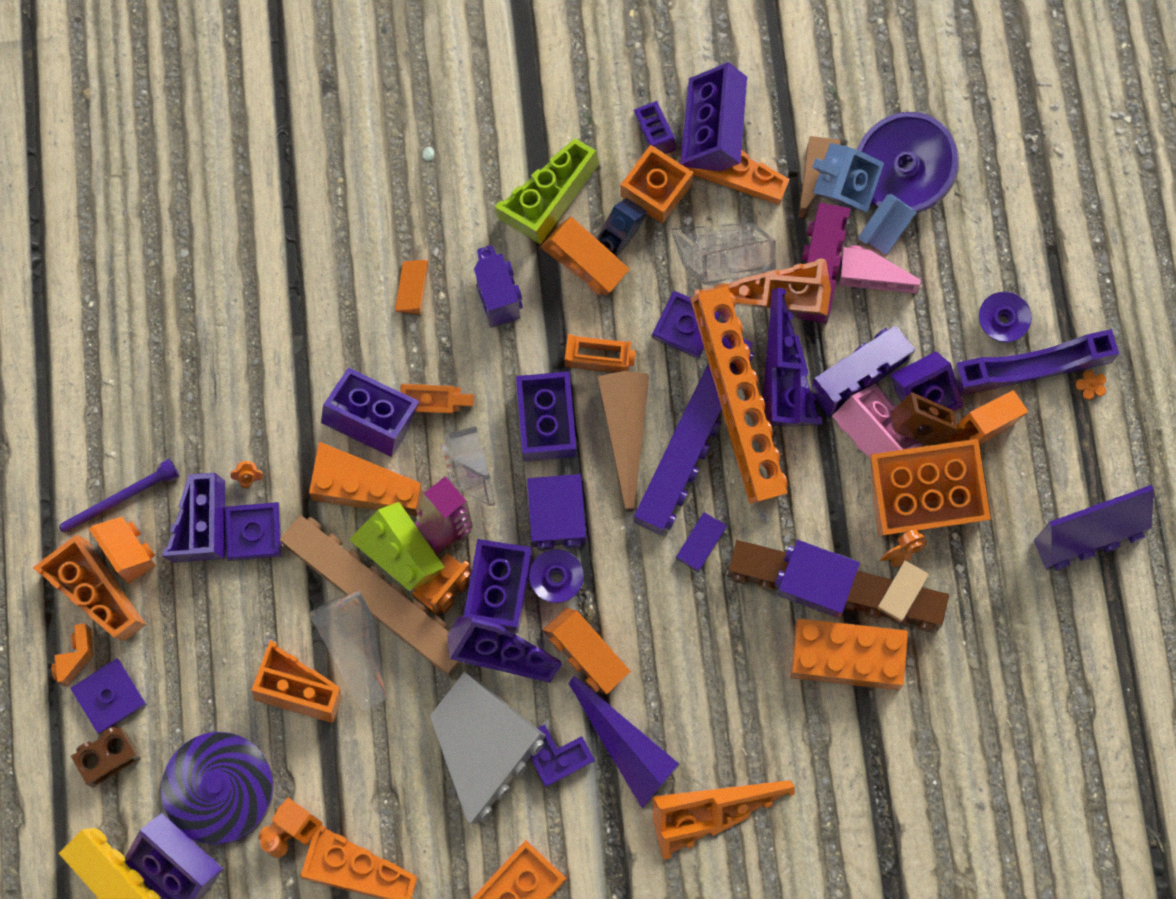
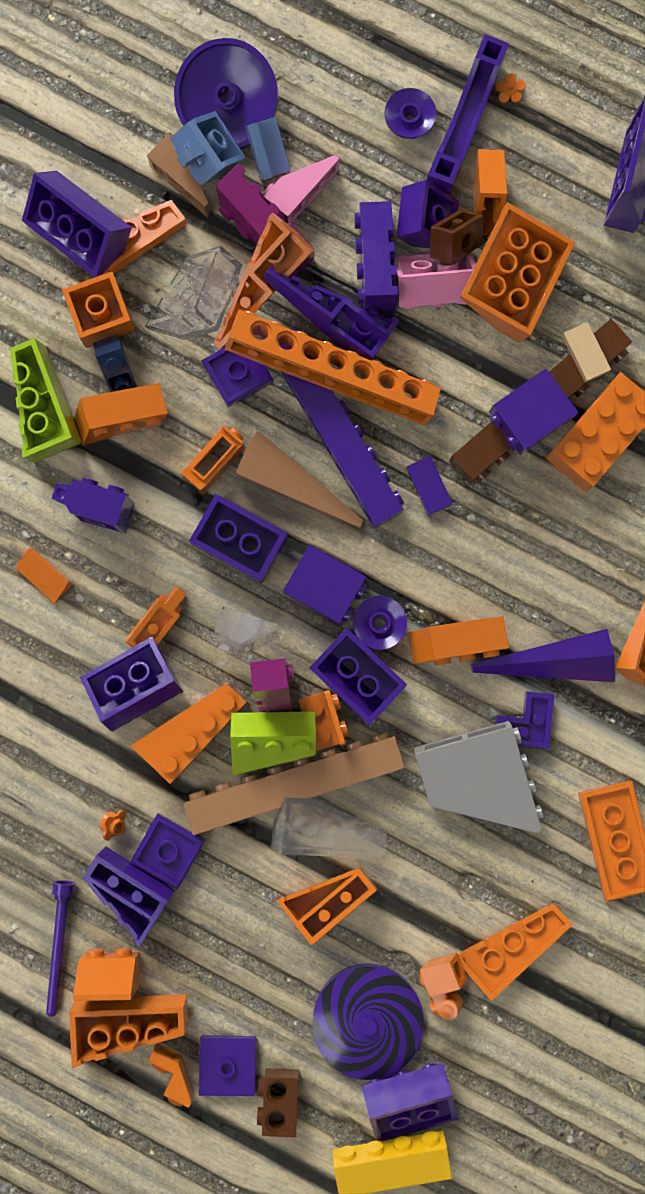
camera: 60 degrees left, 10 degrees up
(499, 649) = (408, 719): dark purple wedge -> none
(663, 142) = (63, 278): dark purple slope -> none
(910, 543) = (550, 320): orange plate -> none

